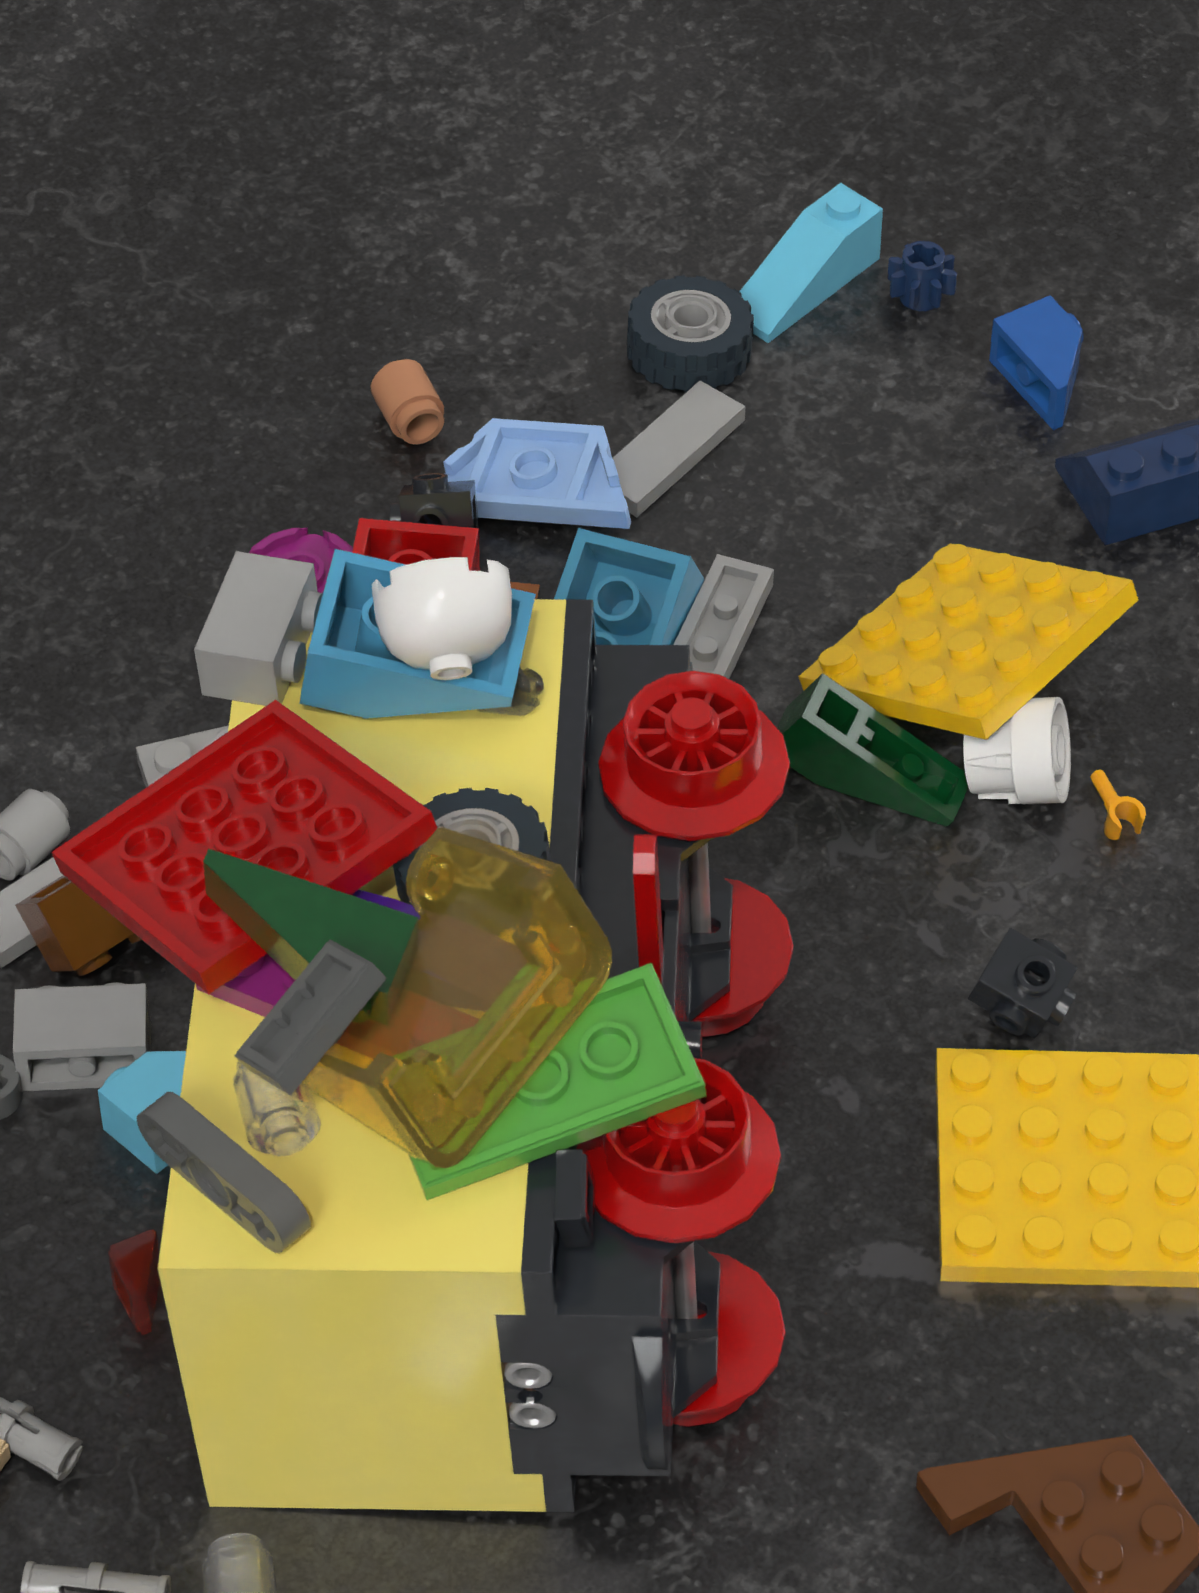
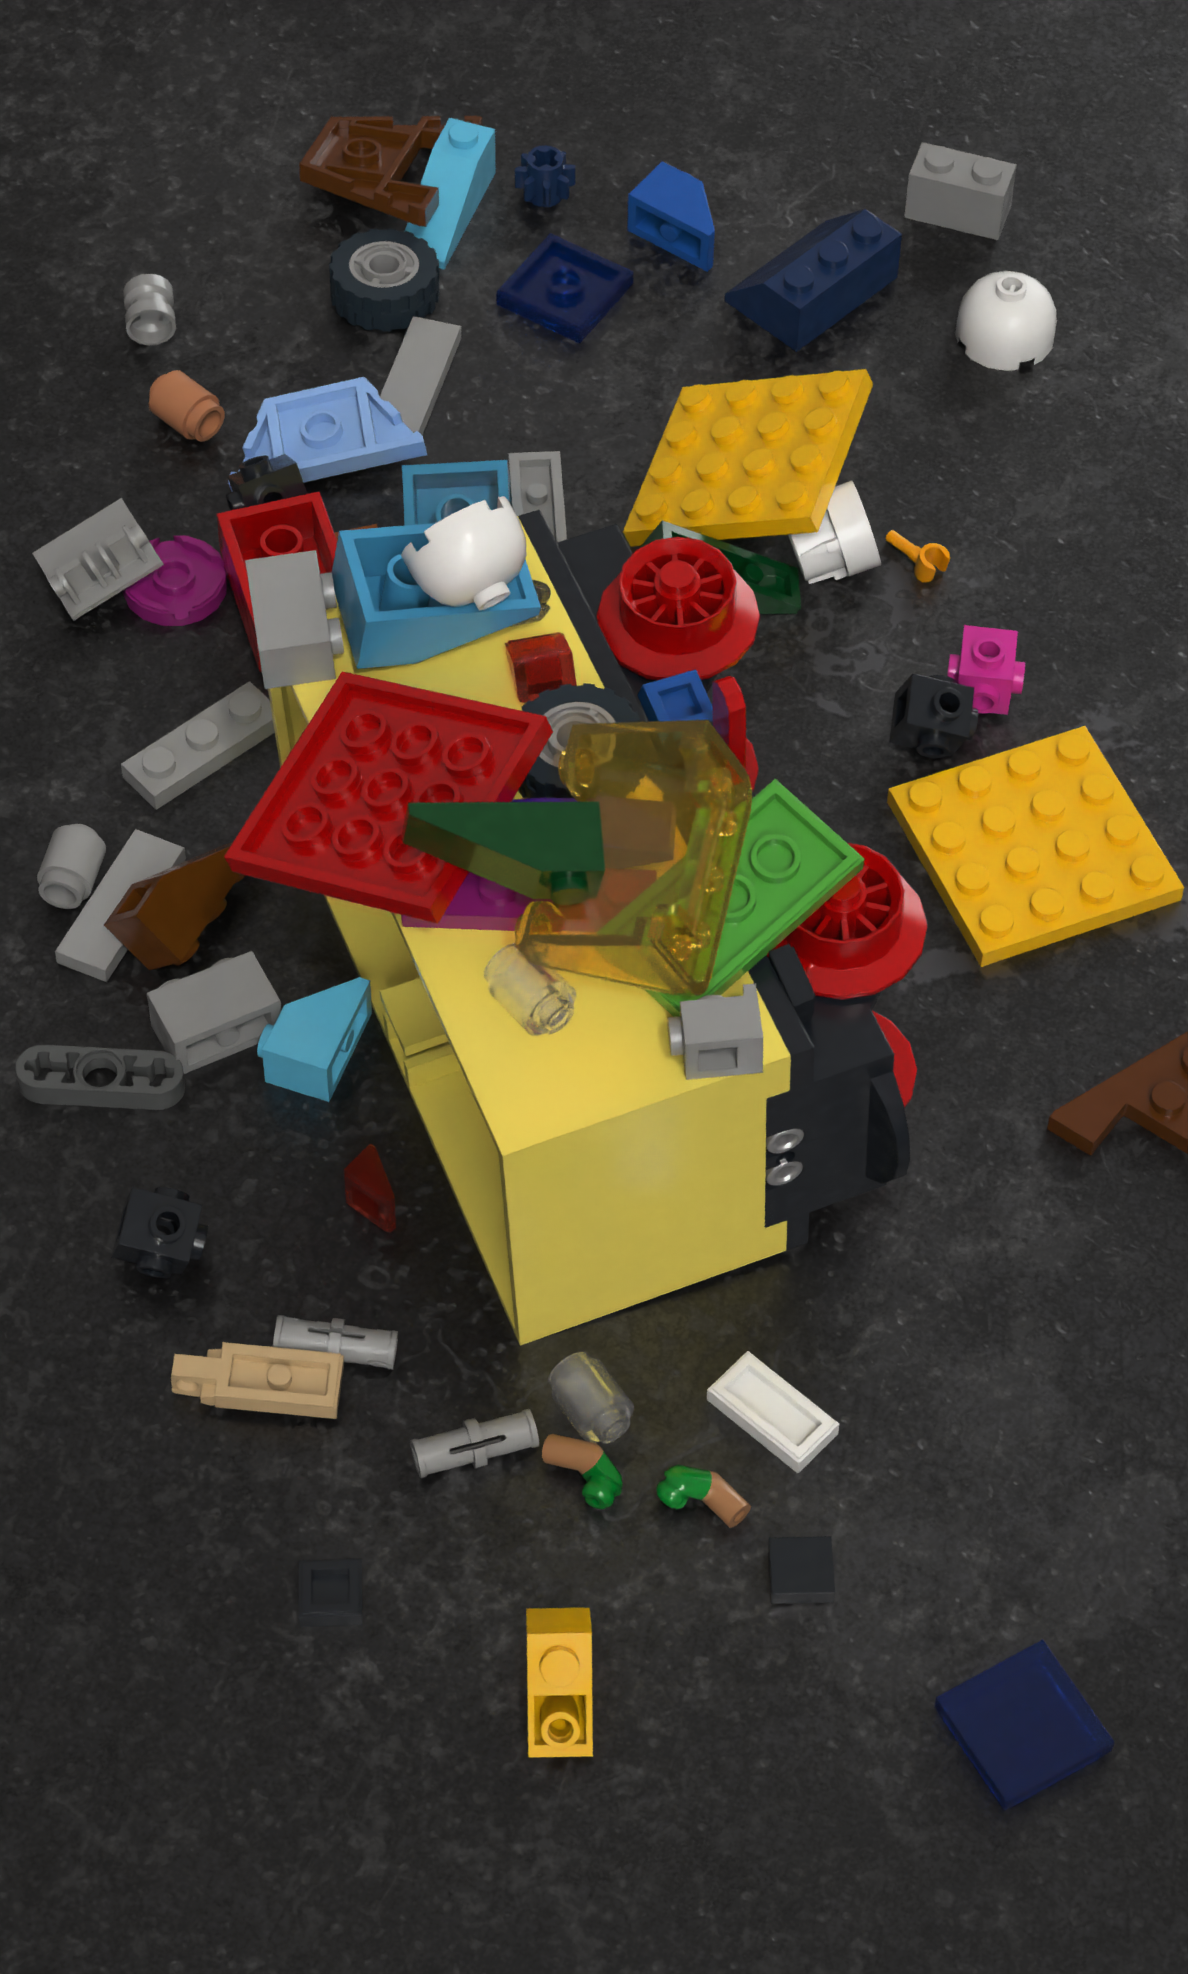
camera: 25 degrees left, 5 degrees up
(218, 524) = (97, 559): none -> light grey hinge
(224, 1172) = (521, 1060): dark grey beam -> none
(310, 1017) = (561, 909): dark grey plate -> none
(427, 291) = (149, 309): none -> light grey wheel
(445, 1220) = (718, 1035): none -> light grey brick
(494, 760) = (540, 664): none -> clear red slope
(615, 865) = (676, 699): none -> blue bracket
(738, 200) = (368, 159): none -> reddish brown wing
(884, 400) = (564, 288): none -> clear blue tile
(1113, 954) = (991, 675): none -> dark pink brick

